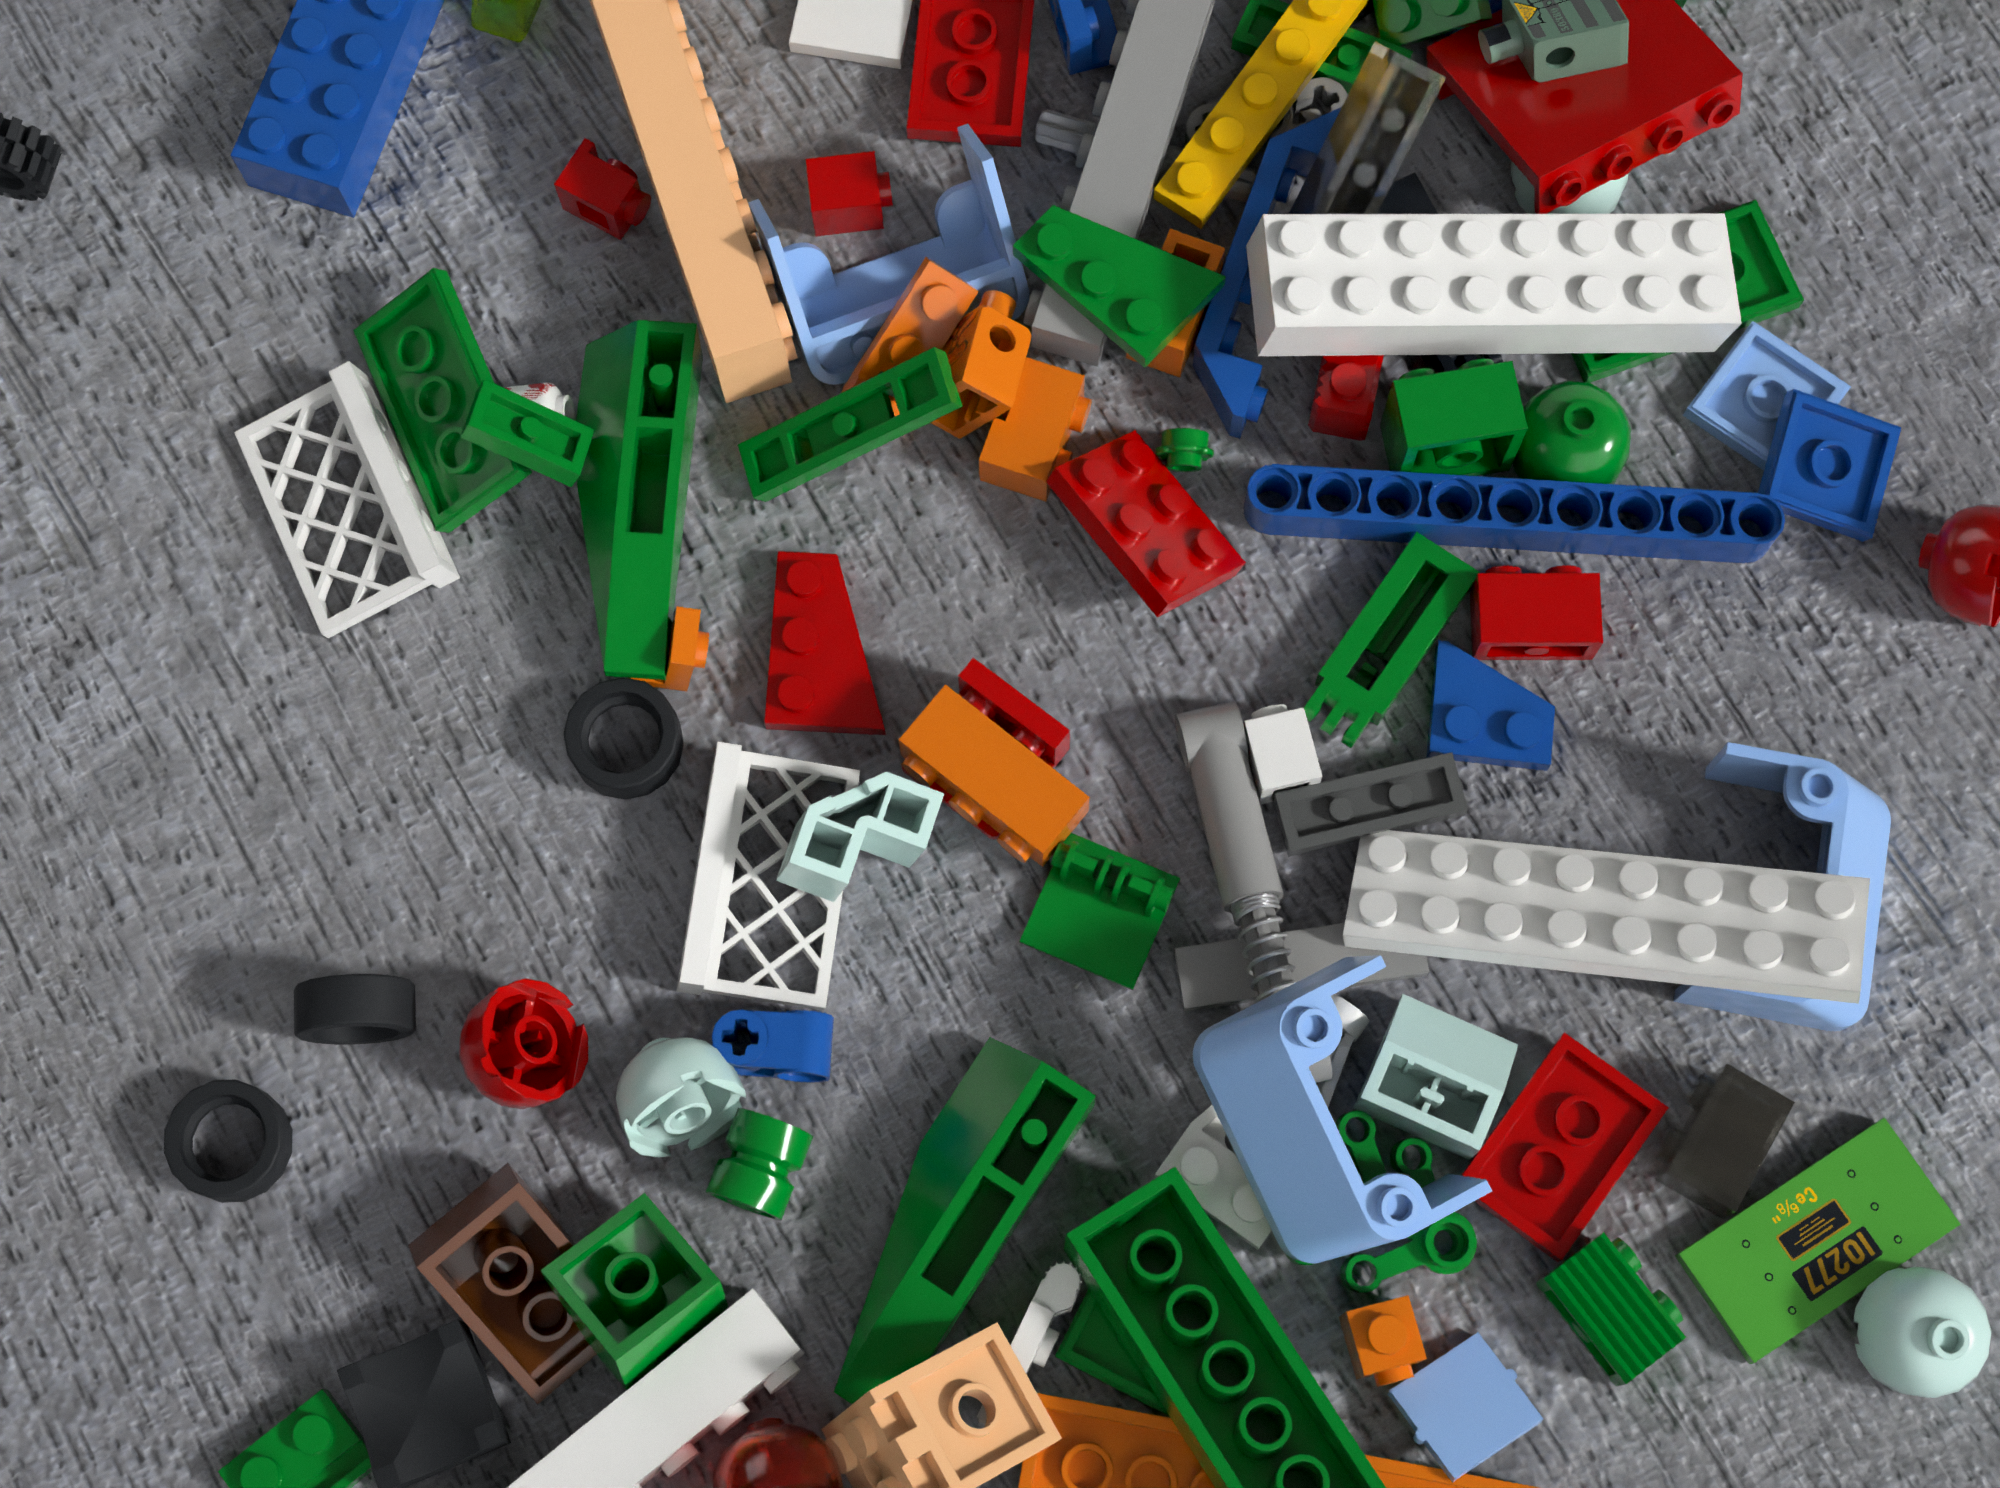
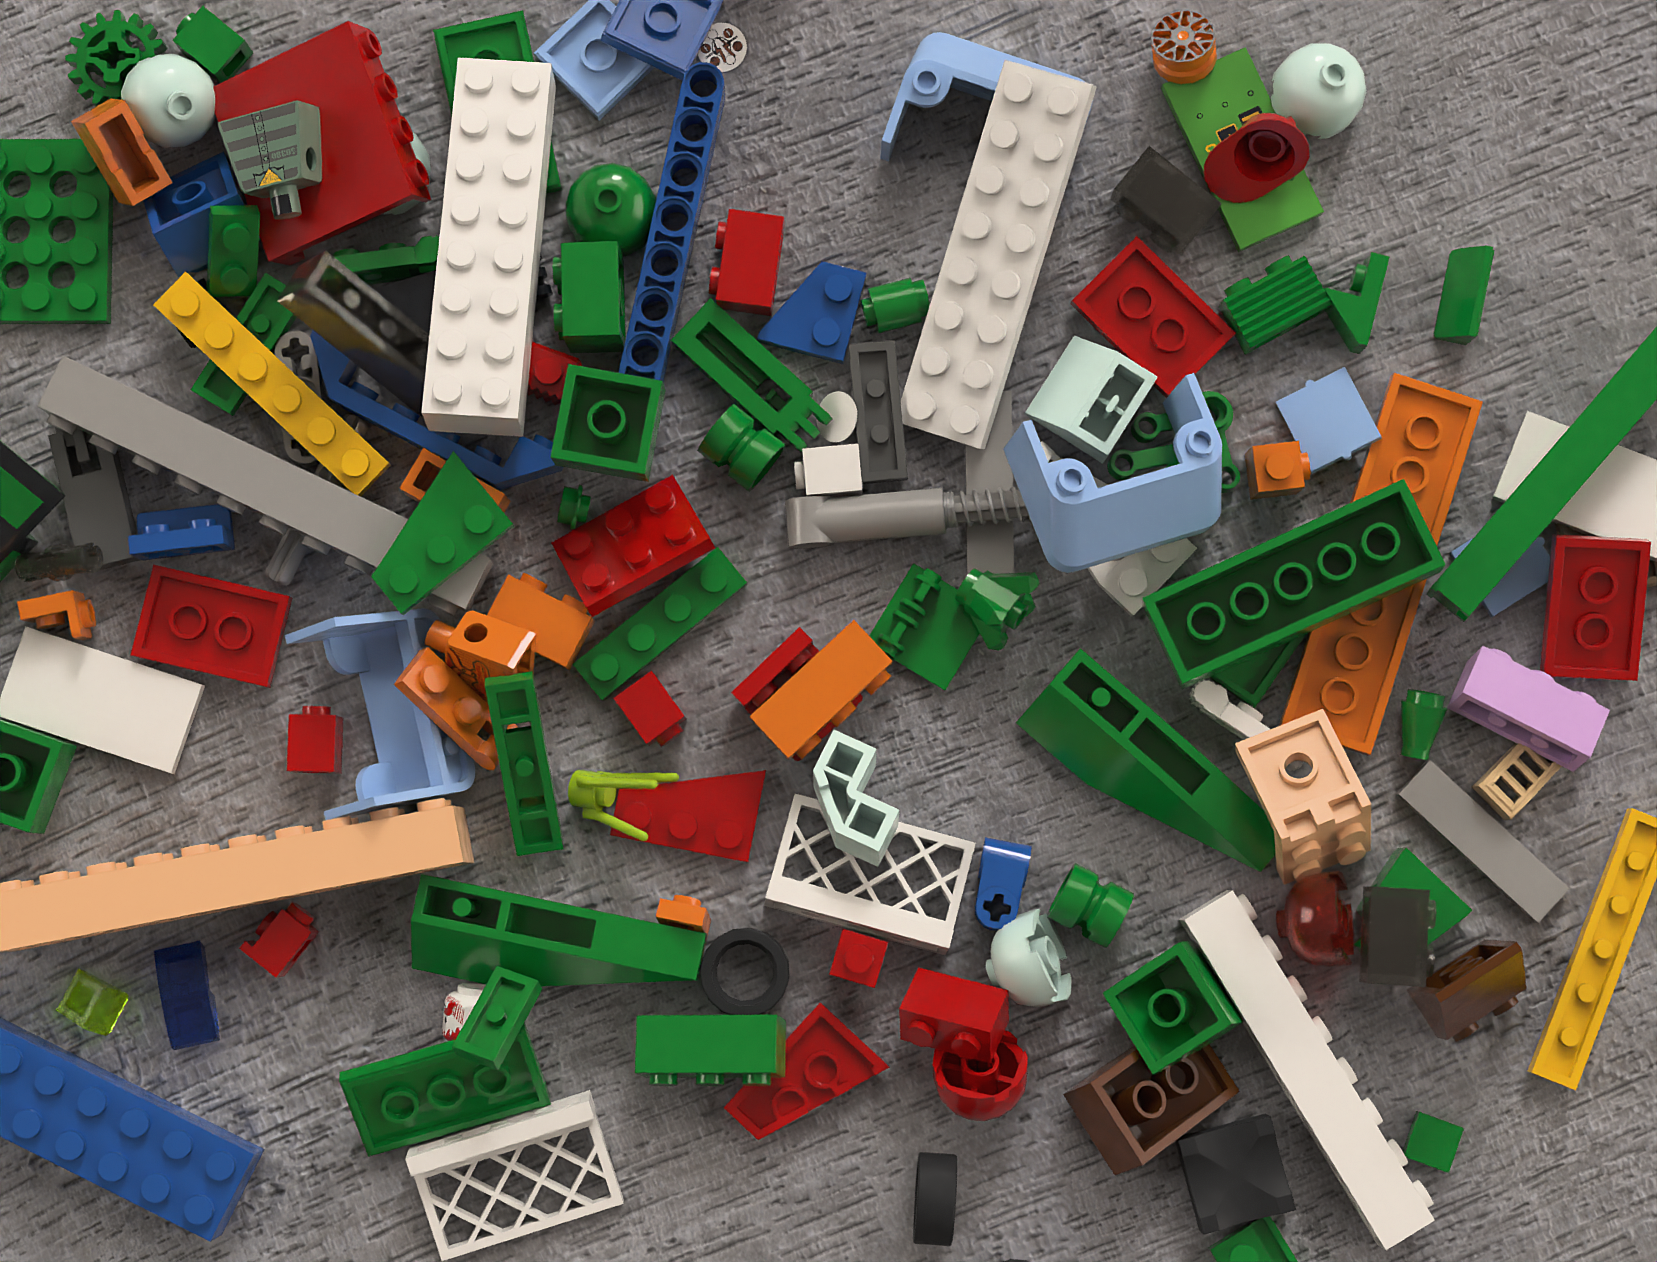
camera: 85 degrees left, 10 degrees up
(504, 829) = (820, 1064): none -> red wing
(519, 705) = (710, 1048): none -> green brick
(527, 95) = (186, 995): none -> clear blue slope
(593, 1001) = (954, 1015): none -> red brick
(657, 874) = (858, 958): none -> red brick
(830, 530) = (598, 790): none -> lime plant
(941, 576) = (651, 710): none -> red brick
(1053, 577) = (660, 624): none -> green plate
(1142, 987) = (997, 602): none -> green rock
(1292, 453) = (608, 423): none -> green brick
(1297, 629) = (741, 447): none -> green wheel
(1364, 757) = (844, 414): none -> white sticker
(1440, 166) = (391, 261): none -> green hinge
(1515, 804) = (896, 304): none -> green brick
(1620, 1425) = (1355, 313): none -> green slope
(1807, 1250) = (1256, 158): none -> red piece
(1809, 550) = (723, 47): none -> white sticker
(1941, 1136) = (1182, 48): none -> orange wheel

